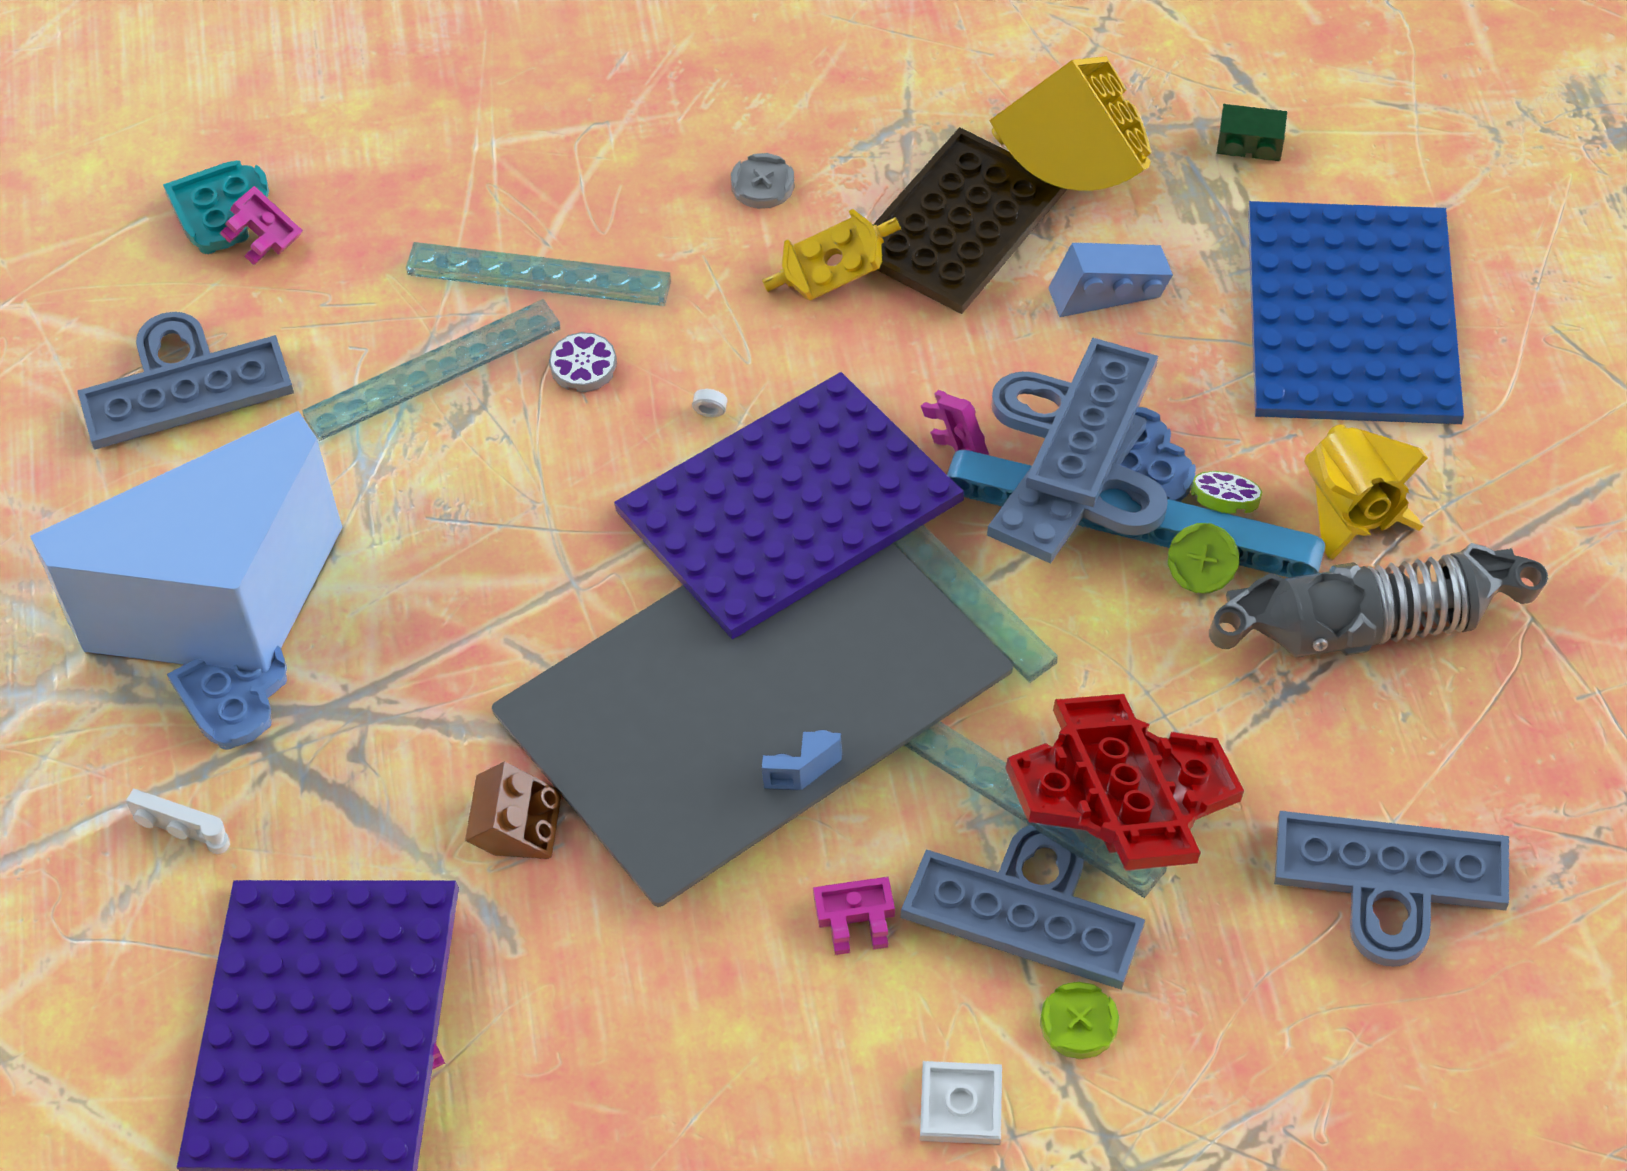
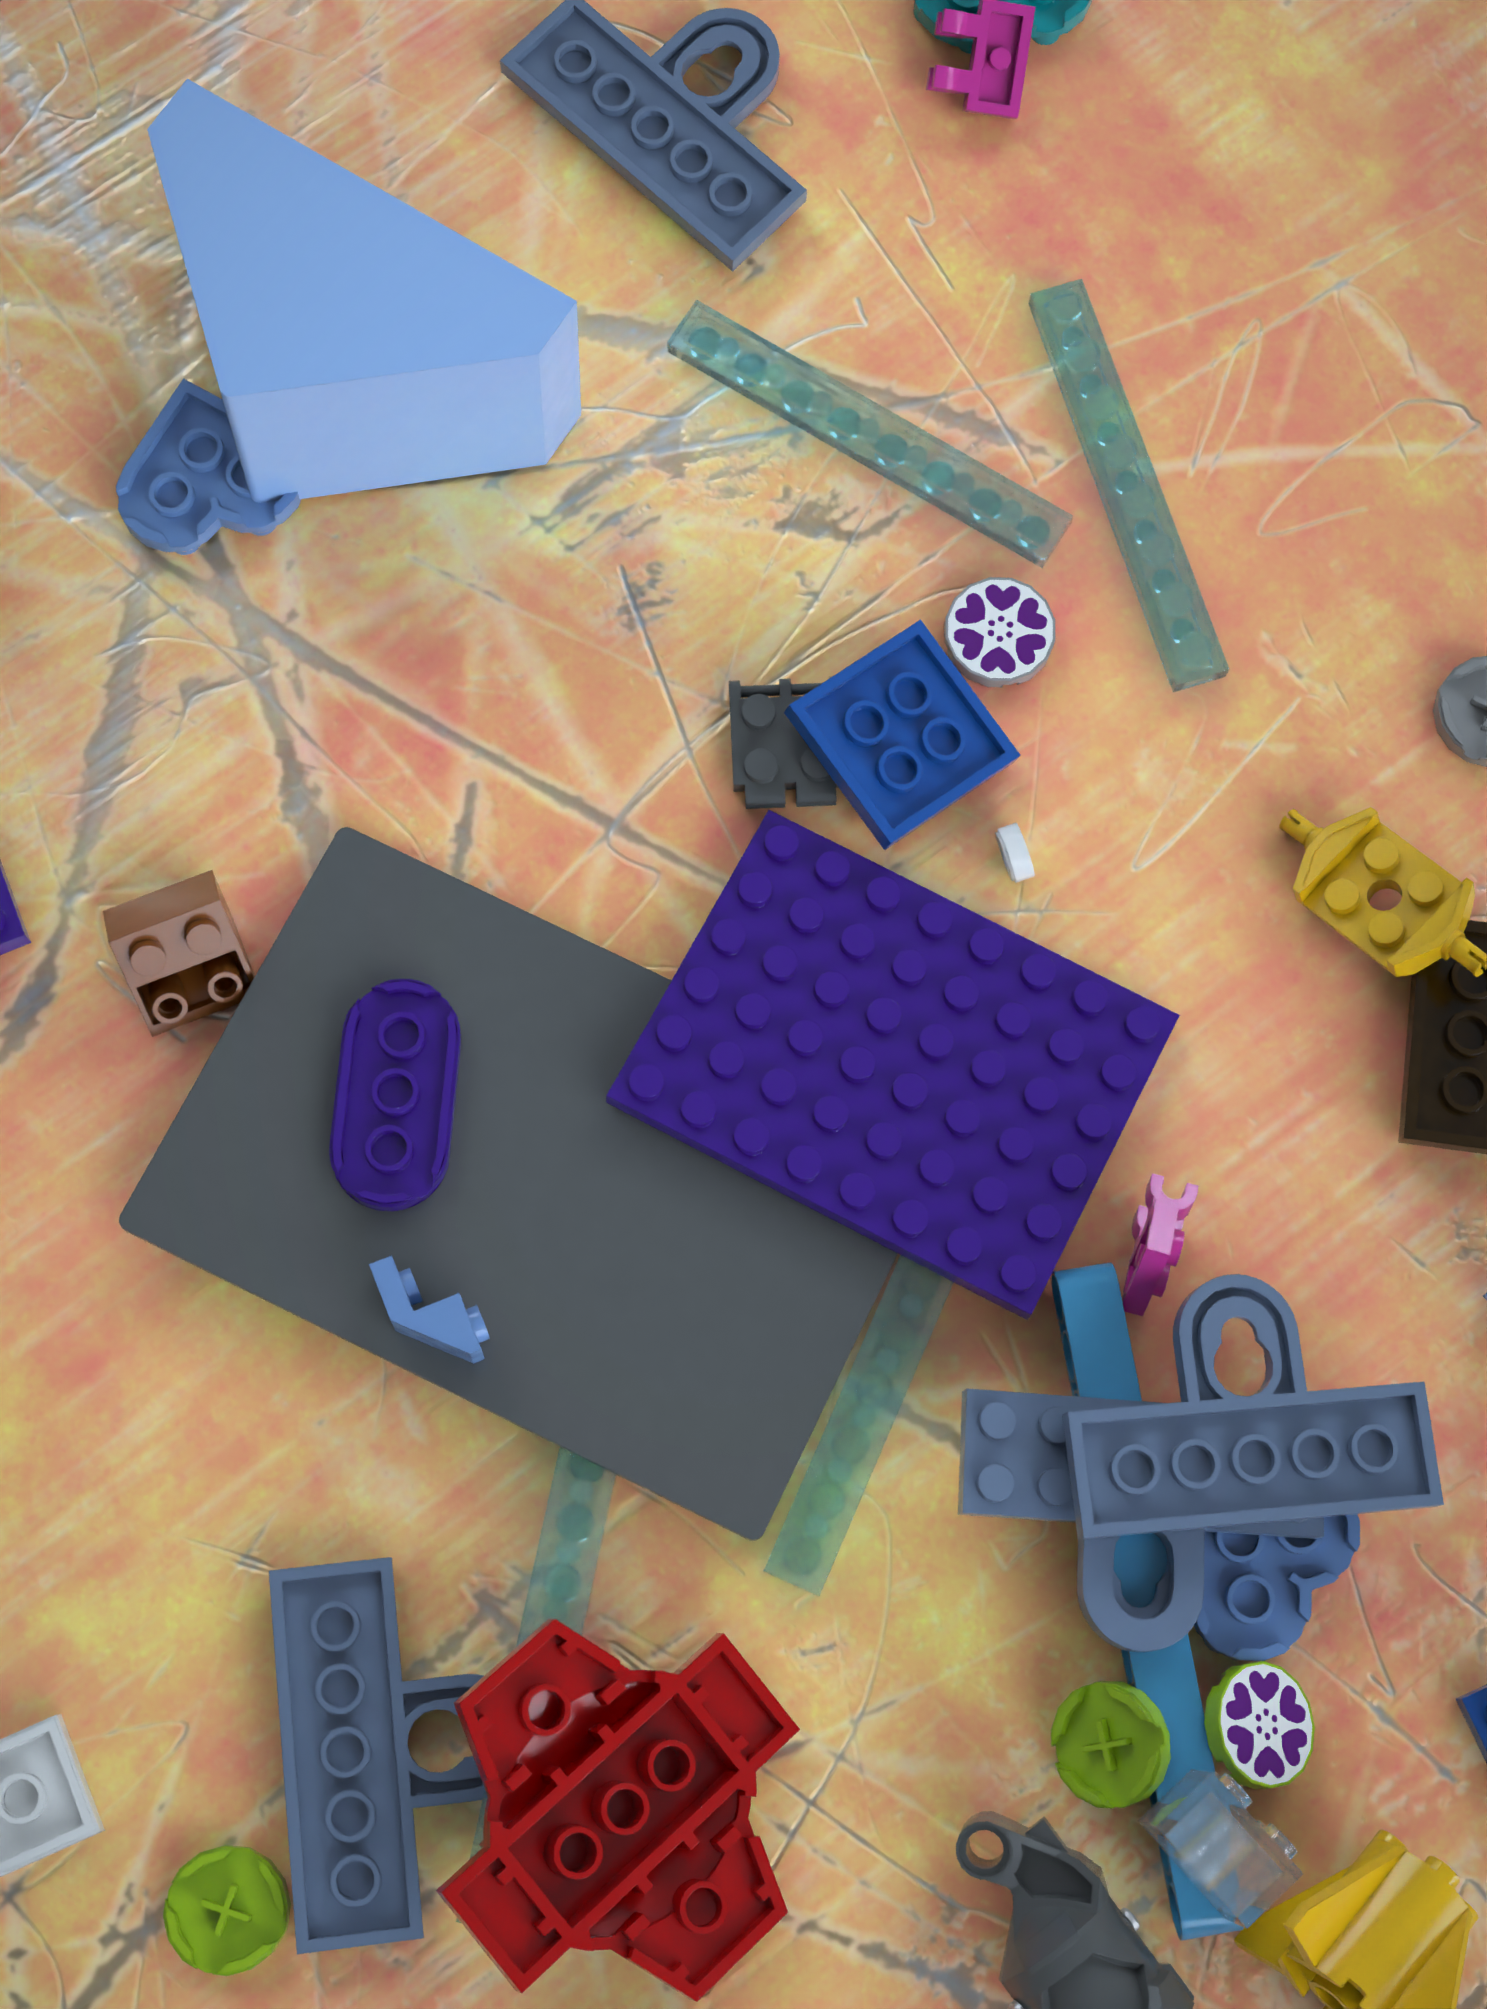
camera: 60 degrees right, 20 degrees up
(581, 481) = (771, 752): none -> dark grey plate
(614, 420) = (902, 734): none -> blue plate
(666, 735) = (395, 1095): none -> dark purple tile
(853, 903) = (260, 1494): dark pink plate -> none
(1279, 514) = (1221, 1846): none -> clear brick

